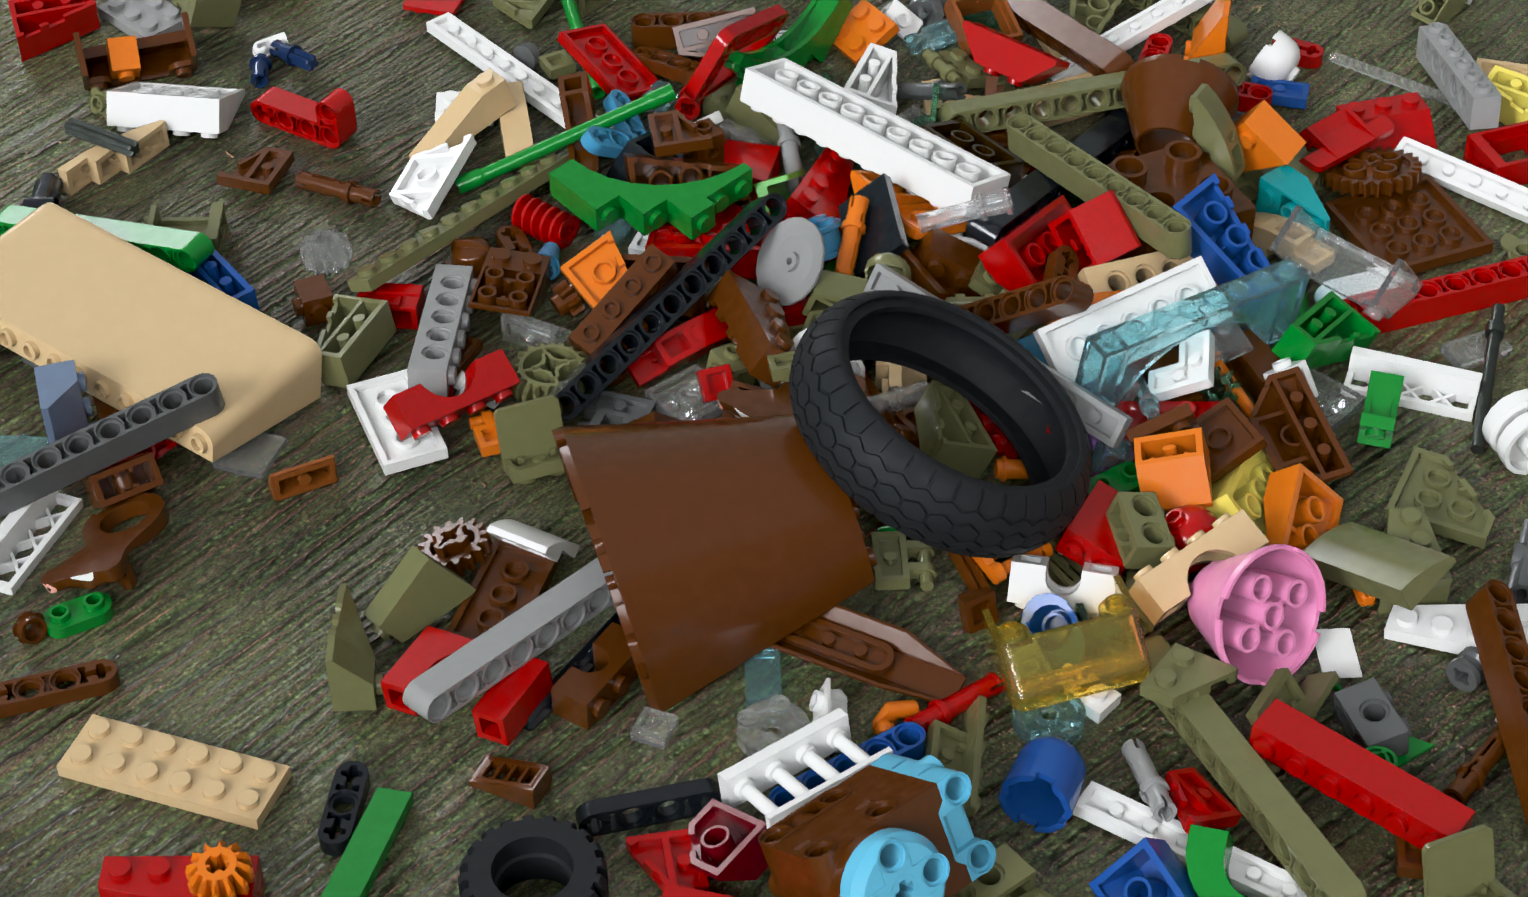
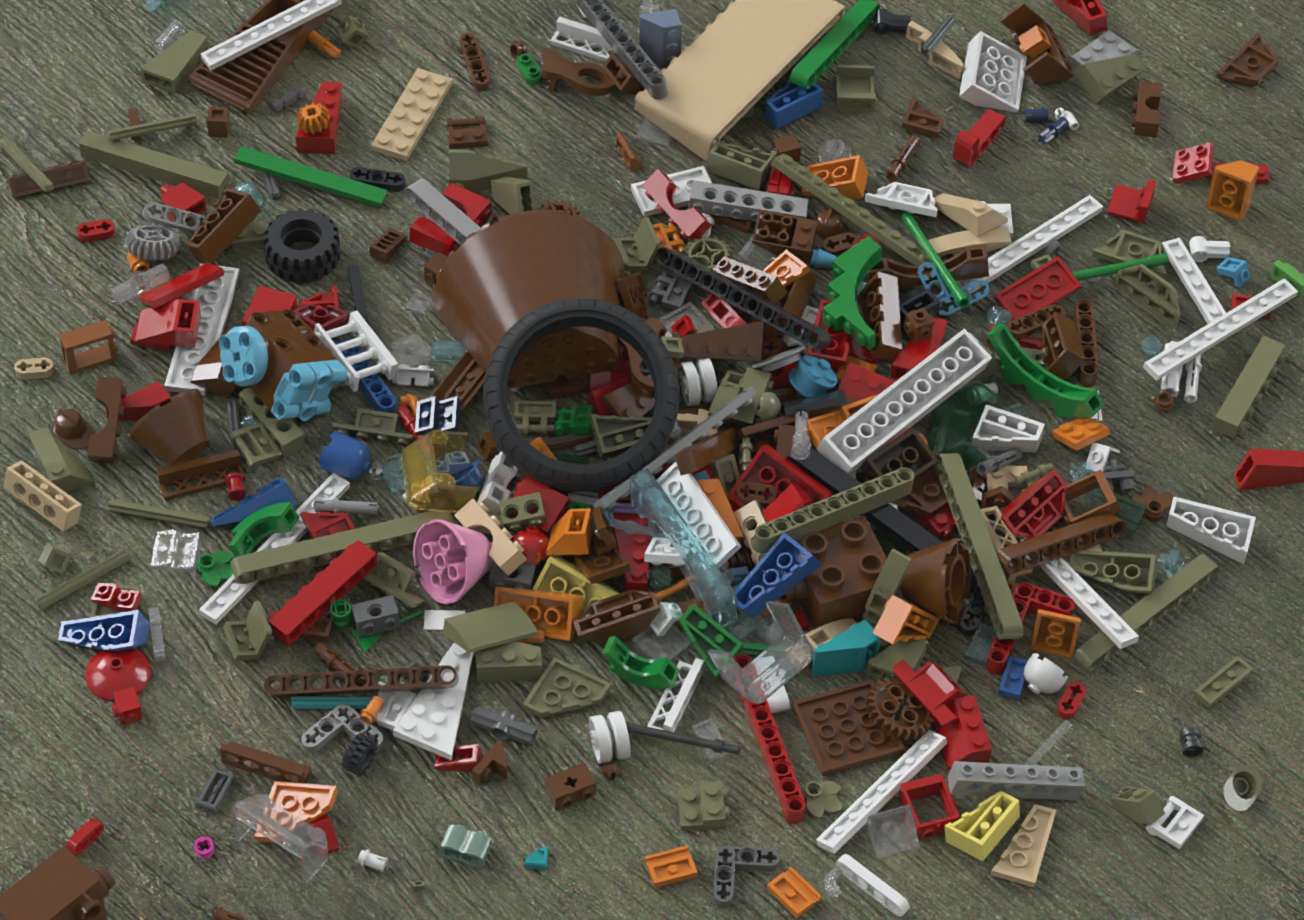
camera: 90 degrees right, 10 degrees up
(243, 689) = (468, 136): none -> reddish brown plate
(378, 231) = (844, 174): none -> orange slope
(675, 134) = (909, 299): reddish brown wing -> none
(746, 35) = (986, 319): red beam -> none
(777, 185) = (876, 363): bright green panel -> none
(853, 229) = (809, 389): orange pin -> none
(933, 665) = (437, 415): none -> dark blue slope
(1184, 675) = (407, 522): olive wing -> none

